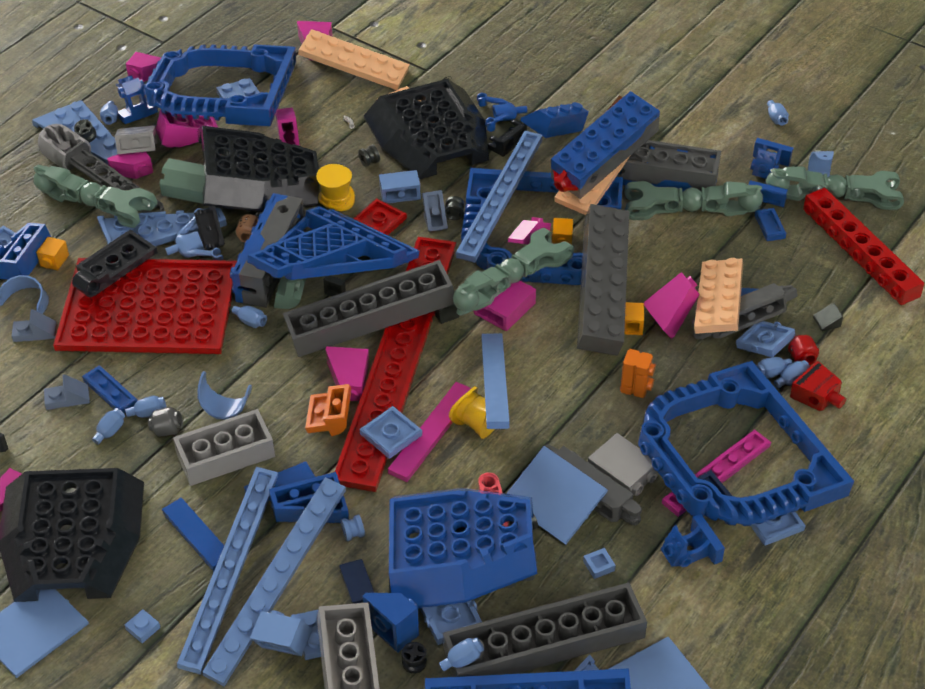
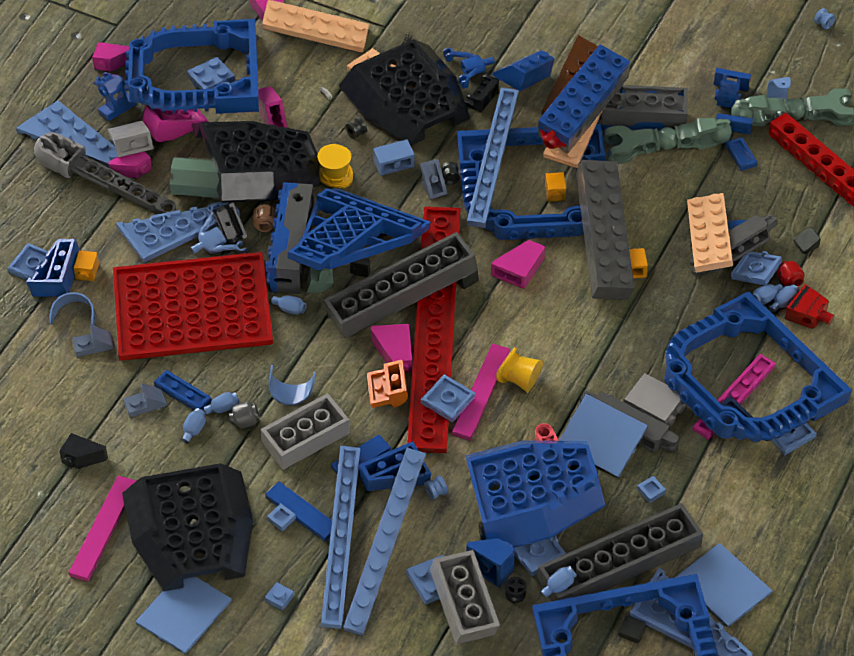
camera: 10 degrees left, 5 degrees up
(85, 130) = (75, 130): pearl dark grey wheel -> none
(97, 273) = (141, 282): black hinge -> none
(109, 113) = (90, 111): medium blue plant -> none
(124, 204) = (75, 195): sand green piece -> none
(171, 537) = (281, 517): none -> medium blue plate
(281, 632) = (402, 585): medium blue brick -> none
(356, 580) = (451, 534): dark blue tile -> none
(381, 216) = (383, 189): red tile -> none
(484, 286) = (533, 221): sand green piece -> none
(495, 382) = (530, 339): medium blue tile -> none
(526, 228) = (529, 191): slope -> none
(637, 373) = (652, 316): orange brick -> none
(673, 303) = (670, 245): dark pink slope -> none
(701, 539) = (732, 457): blue tile -> none
(777, 113) = (729, 37): medium blue plant -> none
(881, 106) = (824, 18): none -> medium blue wheel

